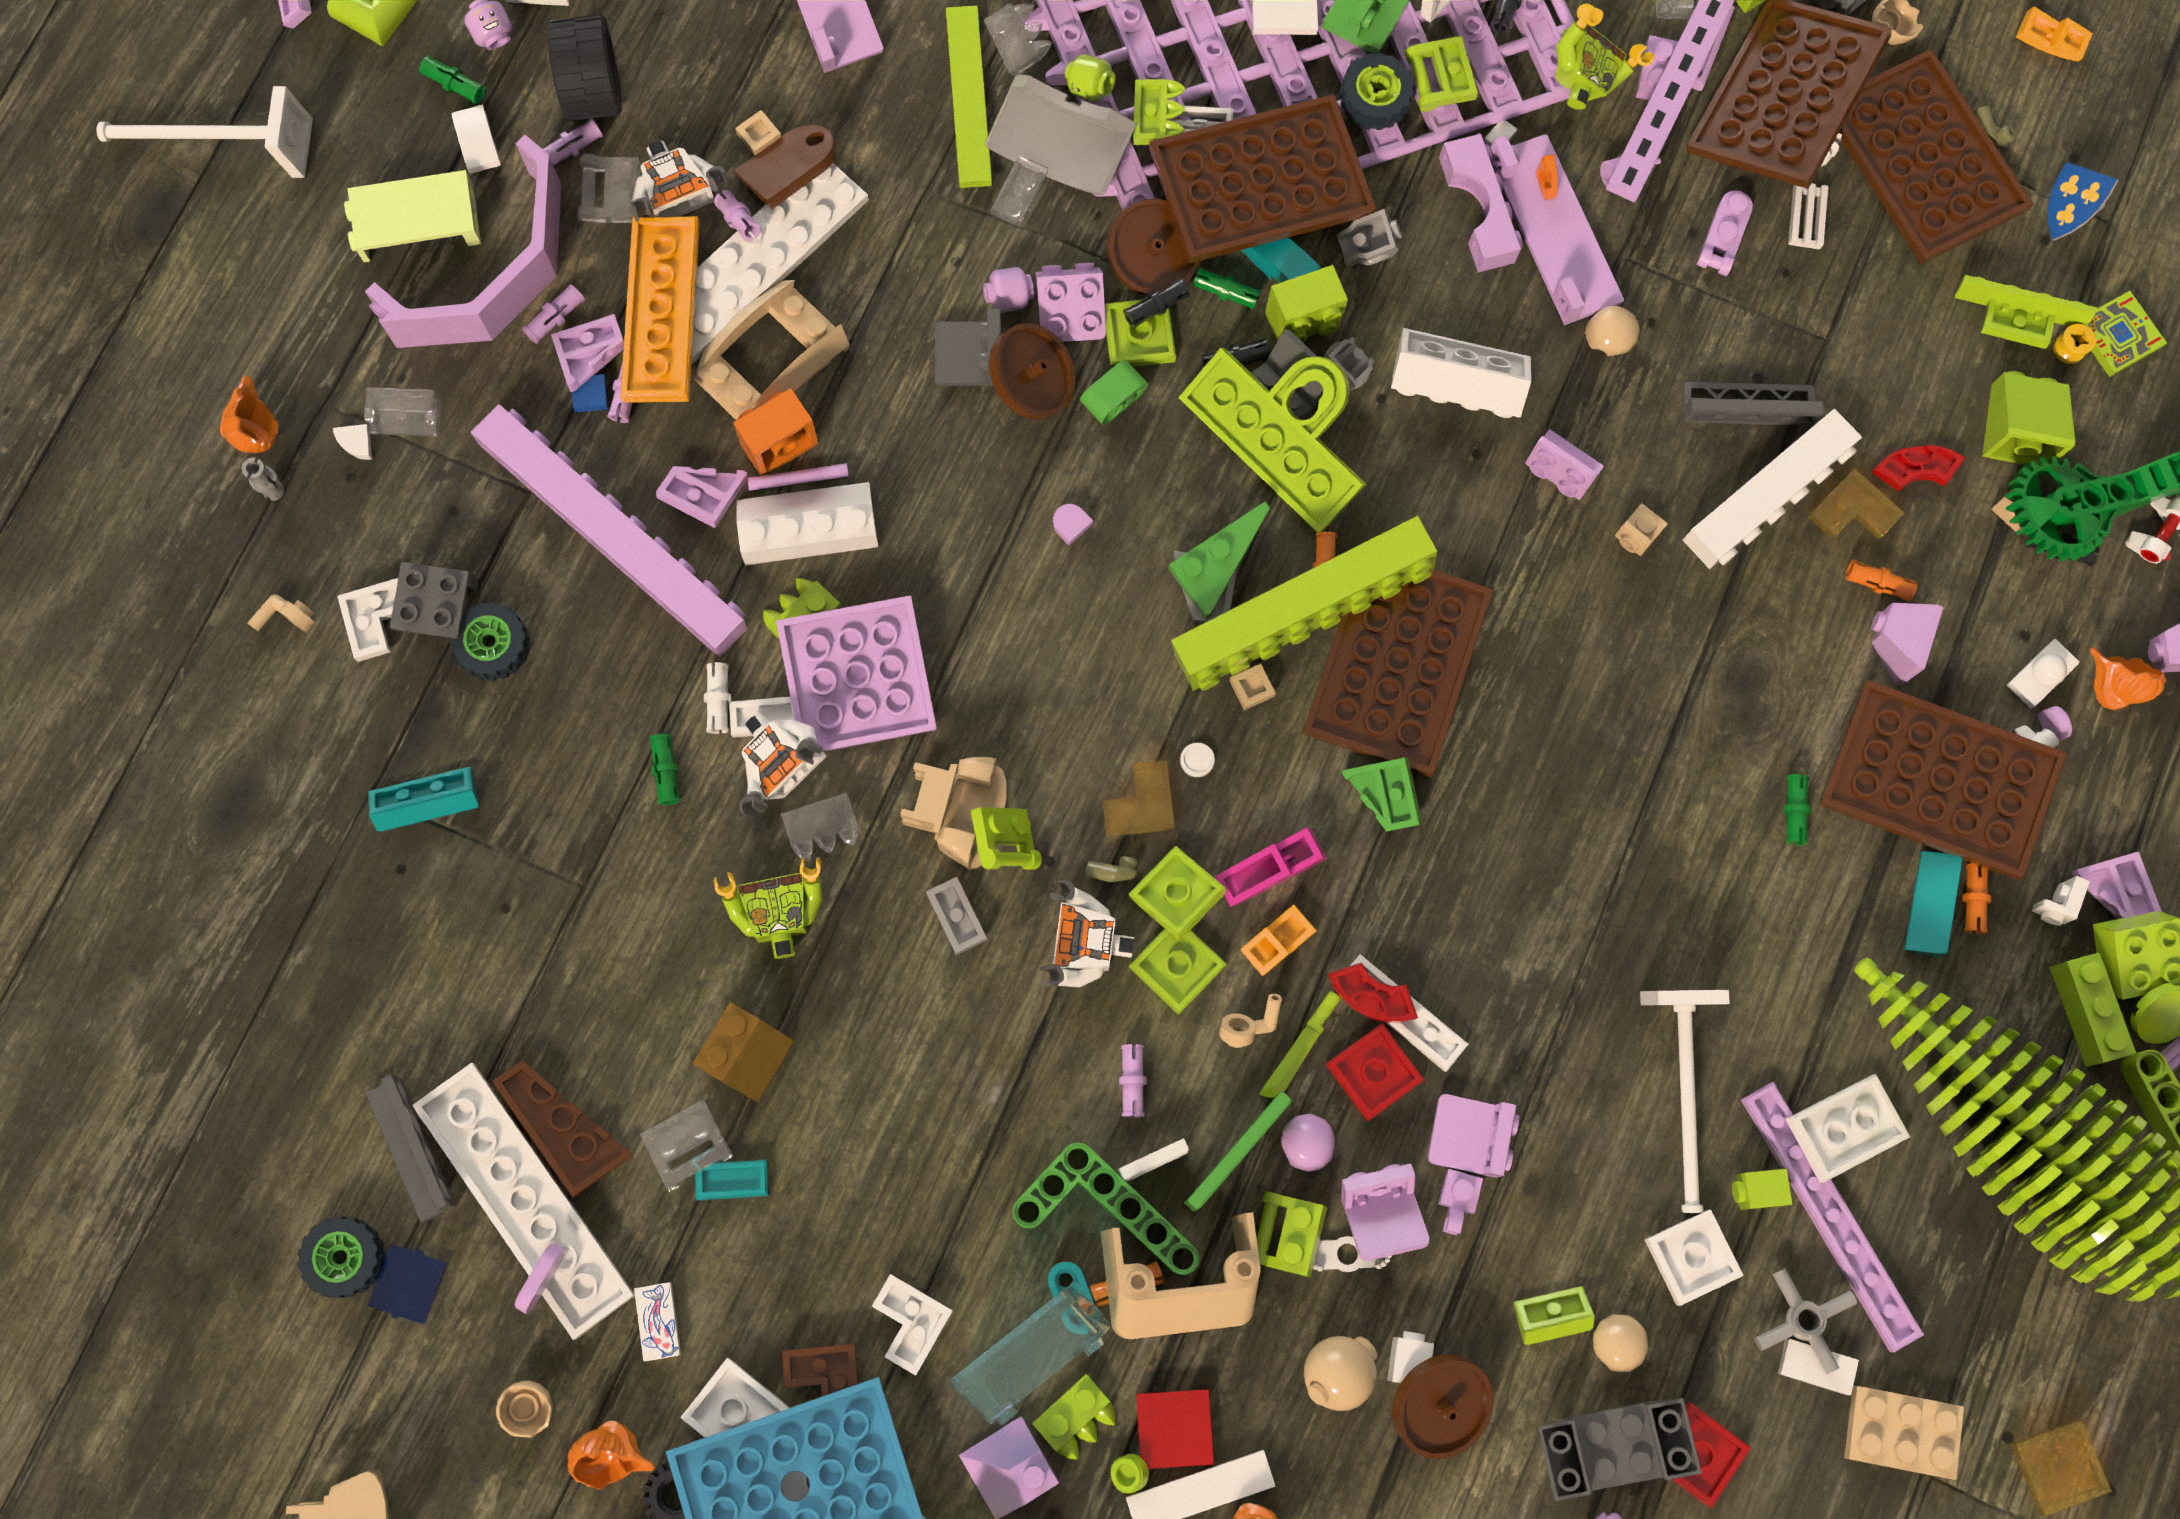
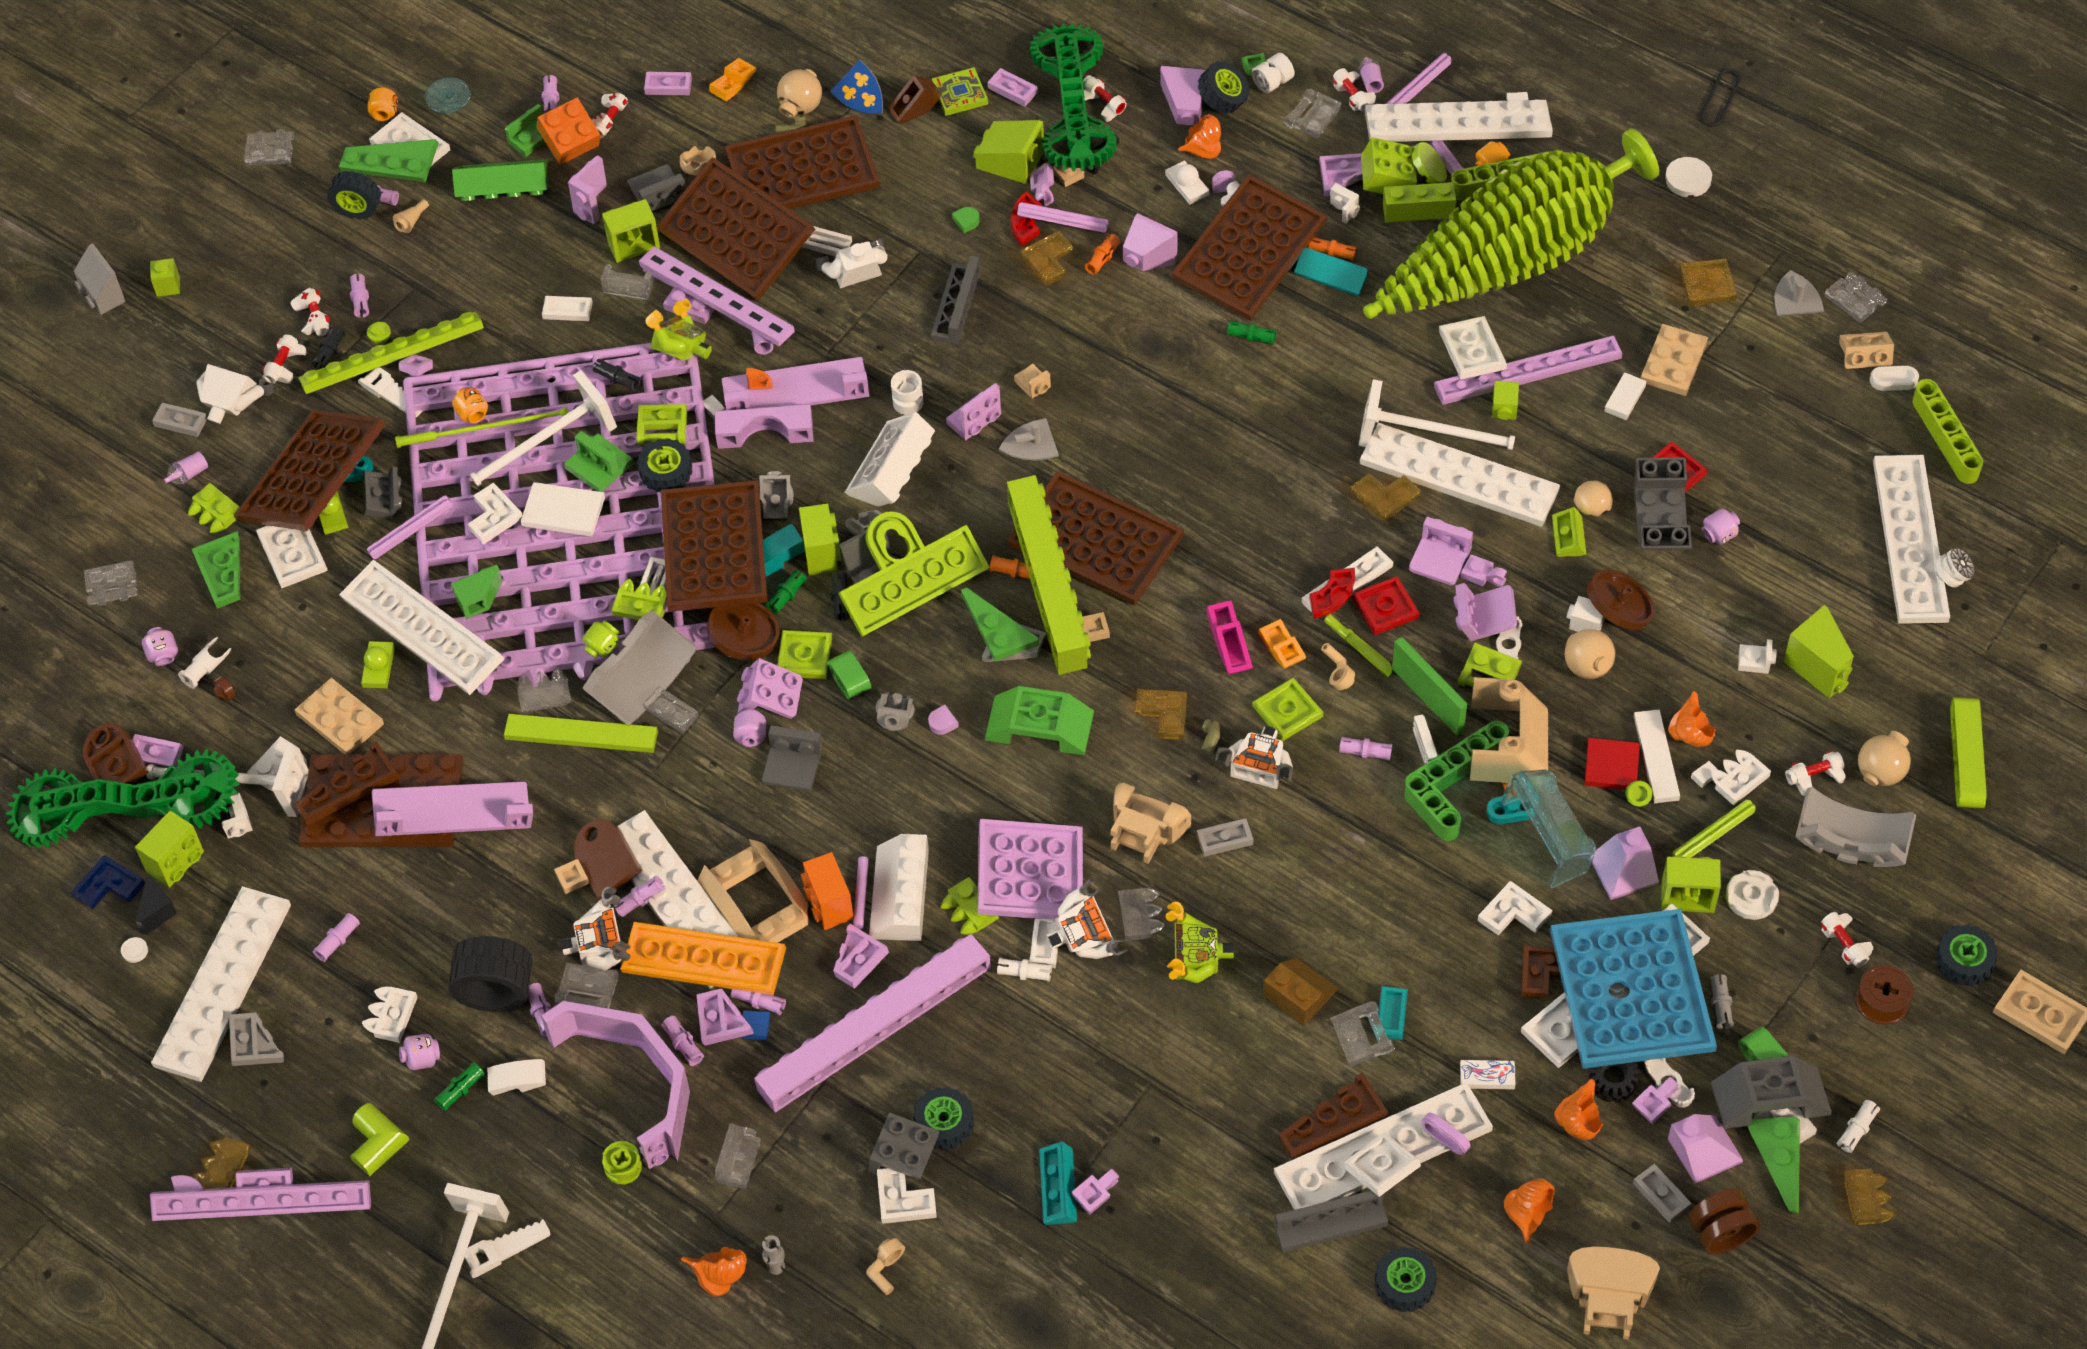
camera: 70 degrees left, 20 degrees down
(255, 182) = (504, 1247): none -> white piece
(355, 440) = (751, 1197): white tile -> none
(380, 272) = (622, 1162): none -> lime wheel
(407, 1284) = (1434, 1239): clear blue piece -> none
(411, 843) = (1093, 1192): none -> lavender plate
(412, 212) = (570, 1127): yellowish green panel -> none
(462, 1403) = (1529, 1204): none -> orange hair
(482, 1200) = (1381, 1164): none -> white plate
(524, 1409) = (1538, 1161): tan hair -> none
(664, 769) = (1091, 1012): green pin -> none
(1004, 827) = (1169, 791): lime plate -> none
(1032, 371) = (822, 717): reddish brown piece -> none
(1068, 458) = (894, 711): none -> light grey hand
(1073, 1416) = (1595, 824): lime plate -> none
(1087, 646) = (1041, 715): none -> bright green slope
(1156, 303) = (788, 633): black pin -> none
(1177, 893) = (1236, 697): lime tile -> none
(1197, 759) = (1139, 673): white piece -> none
(1308, 1142) = (1431, 648): lavender hair -> none
(1388, 791) = (1189, 559): bright green wing -> none
(1541, 548) = (1030, 442): none -> light grey shield
(1548, 1044) = (1383, 500): none -> clear yellow plate
(1574, 368) = (907, 392): none -> white wheel
(1612, 330) = (881, 368): tan hair -> none
(1620, 1144) = (1460, 474): none -> white plate
(1693, 1257) = (1543, 447): white plate -> none
(1726, 232) = (826, 290): lavender plate -> none
(1773, 488) = (1024, 300): white brick -> none
(1774, 258) = (854, 263): none -> white torso
(1819, 1315) = (1598, 387): light grey bar -> none
(1896, 388) = (966, 218): none -> bright green tile
(1929, 514) = (1062, 217): none -> lavender axle
(1986, 473) = (1040, 182): none -> lavender plate
(2021, 313) = (933, 138): lime bracket -> none
(2047, 119) = (798, 92): none -> tan brick
(2065, 344) = (961, 115): yellow wheel -> none
(2084, 275) = (914, 99): none -> reddish brown slope
(2145, 402) = (1012, 87): none -> lavender plate

